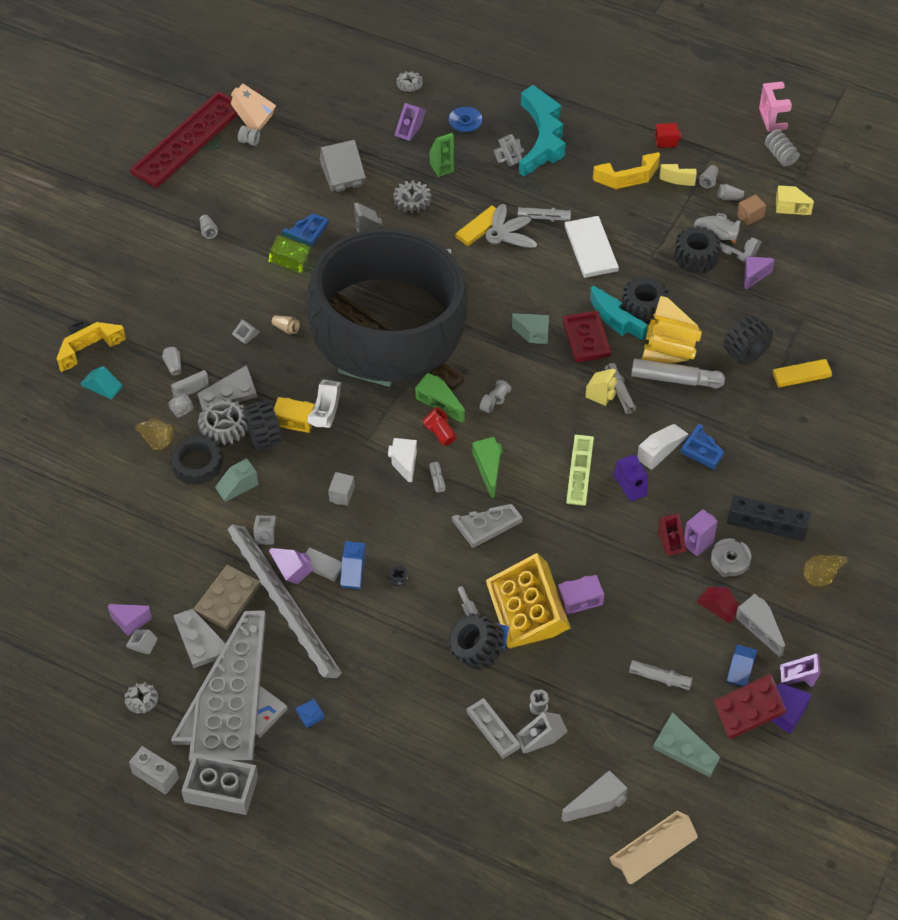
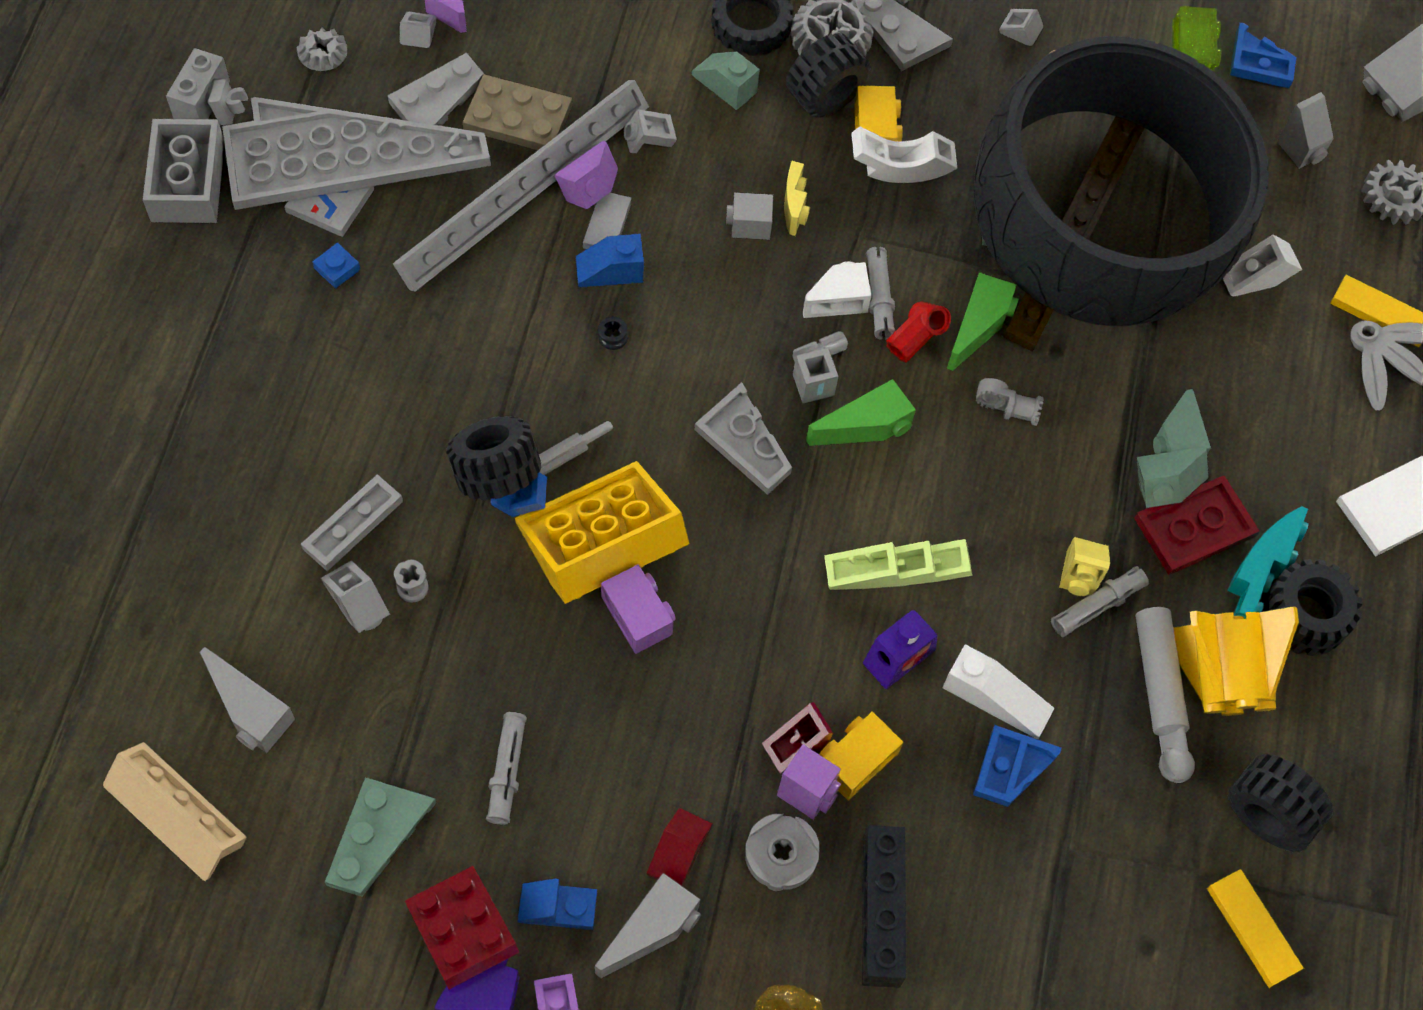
camera: 70 degrees right, 10 degrees up
(171, 756) = (226, 101): none -> light grey tile
(340, 465) = (795, 199): none -> light yellow slope
(422, 441) = (882, 304): none -> light grey pin
(459, 479) = (815, 375): none -> light grey brick
(559, 338) = (1171, 475): none -> sand green slope
(684, 504) = (862, 752): none -> yellow brick

